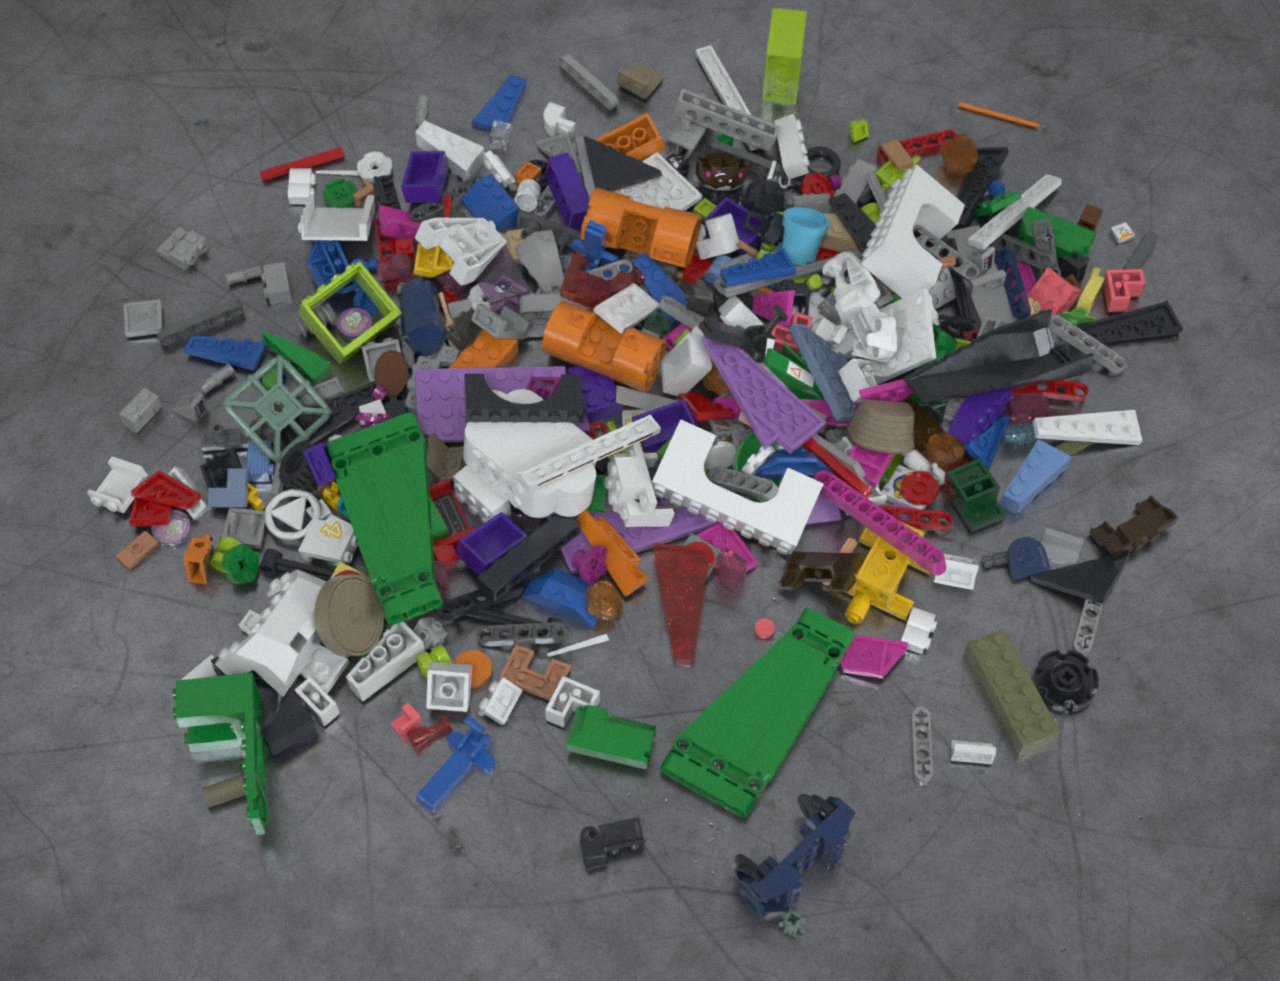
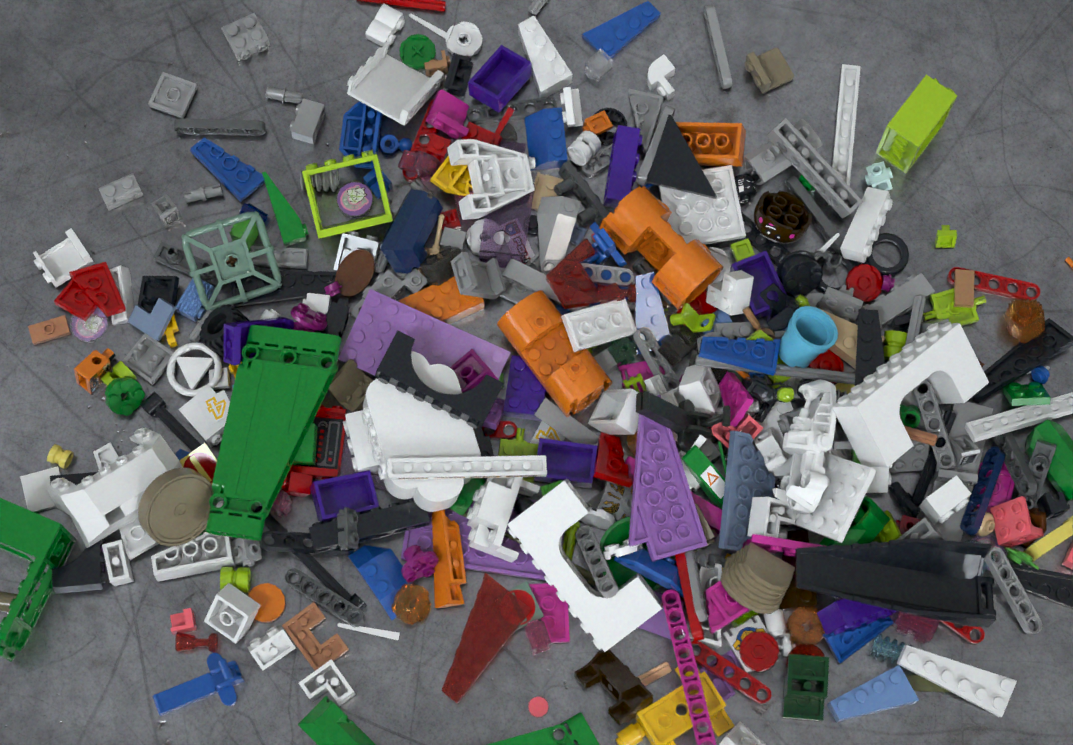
camera: 30 degrees right, 15 degrees up
(209, 644) = (60, 457): none -> light yellow wheel
(518, 565) = (349, 537): none -> dark grey hinge
(698, 272) = (692, 319): none -> lime bracket
(777, 109) = (879, 176): none -> light aqua brick
(992, 297) = (943, 501): none -> white brick

